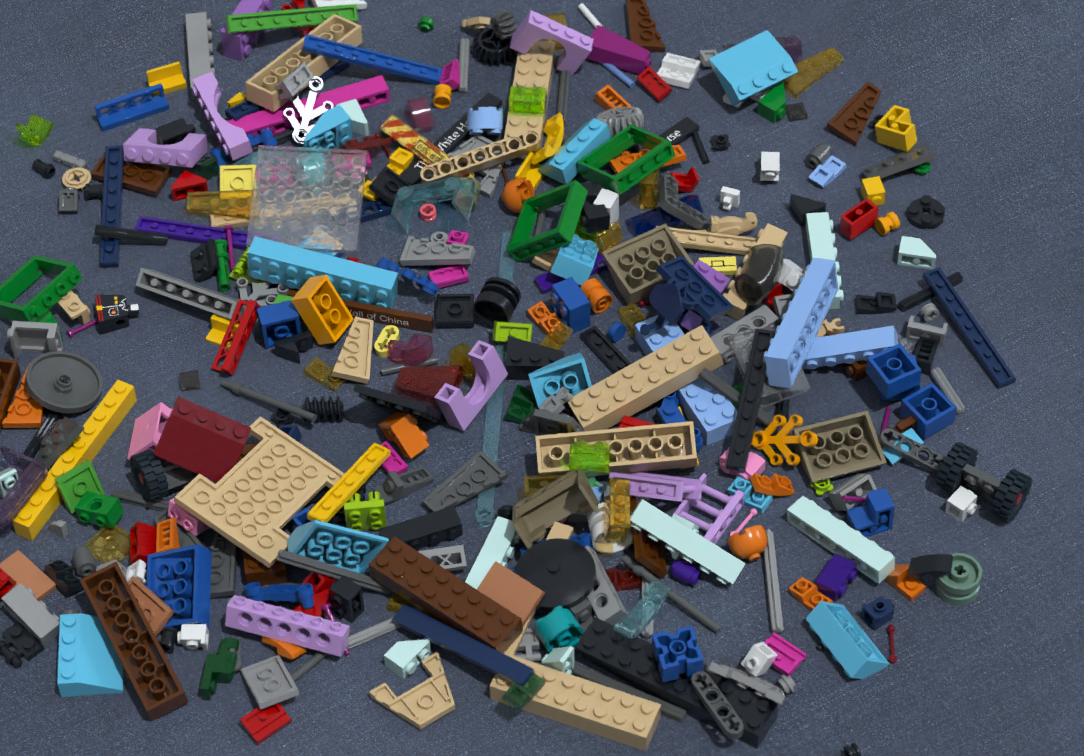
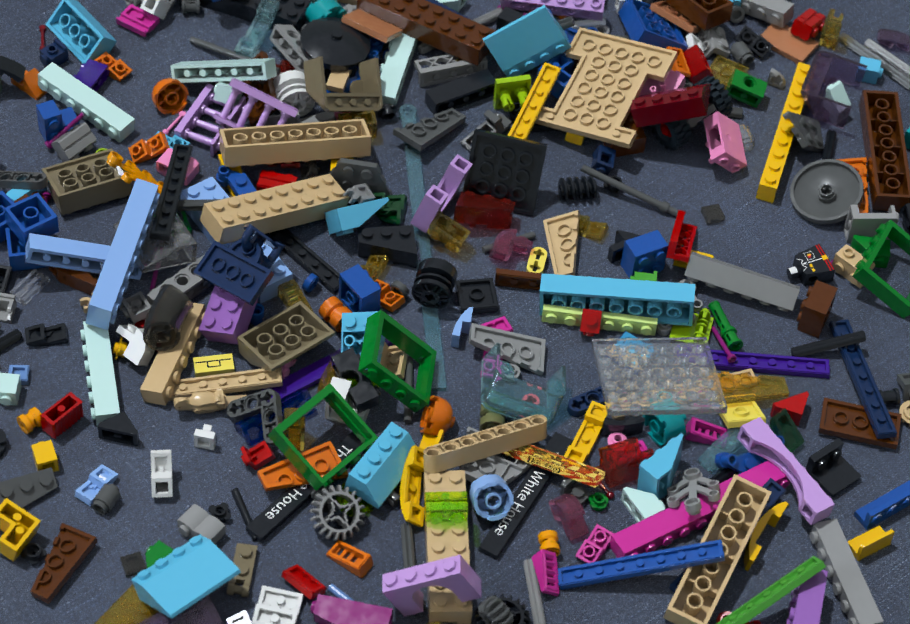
camera: 165 degrees right, 0 degrees up
(76, 482) = (771, 102): bright green plate -> none
(121, 455) = (747, 138): none -> clear brick
(127, 259) = (816, 308): none -> reddish brown brick
(144, 148) = (858, 428): lavender arch -> none
(205, 260) = (743, 325): black plate -> none
(295, 81) = (713, 489): light grey hinge -> none
(322, 309) = (606, 254): light orange brick -> none
(387, 185) = (576, 414): black plate -> none
(399, 99) = (595, 545): none -> dark pink slope
(428, 285) = (527, 310): blue plant -> none
(476, 280) = (462, 326): none -> light blue slope
(517, 330) = (407, 271): lime plate -> none
(530, 317) = (399, 288): none -> dark grey tile
(590, 456) = (317, 117): clear neon green brick -> none
(617, 510) = (287, 73): clear yellow brick -> none
(704, 100) = (245, 560): none -> dark tan plate
(739, 130) = (199, 522): none -> light grey brick
(773, 585) = (146, 76): light grey axle -> none
(900, 270) = (23, 370): none -> medium blue tile

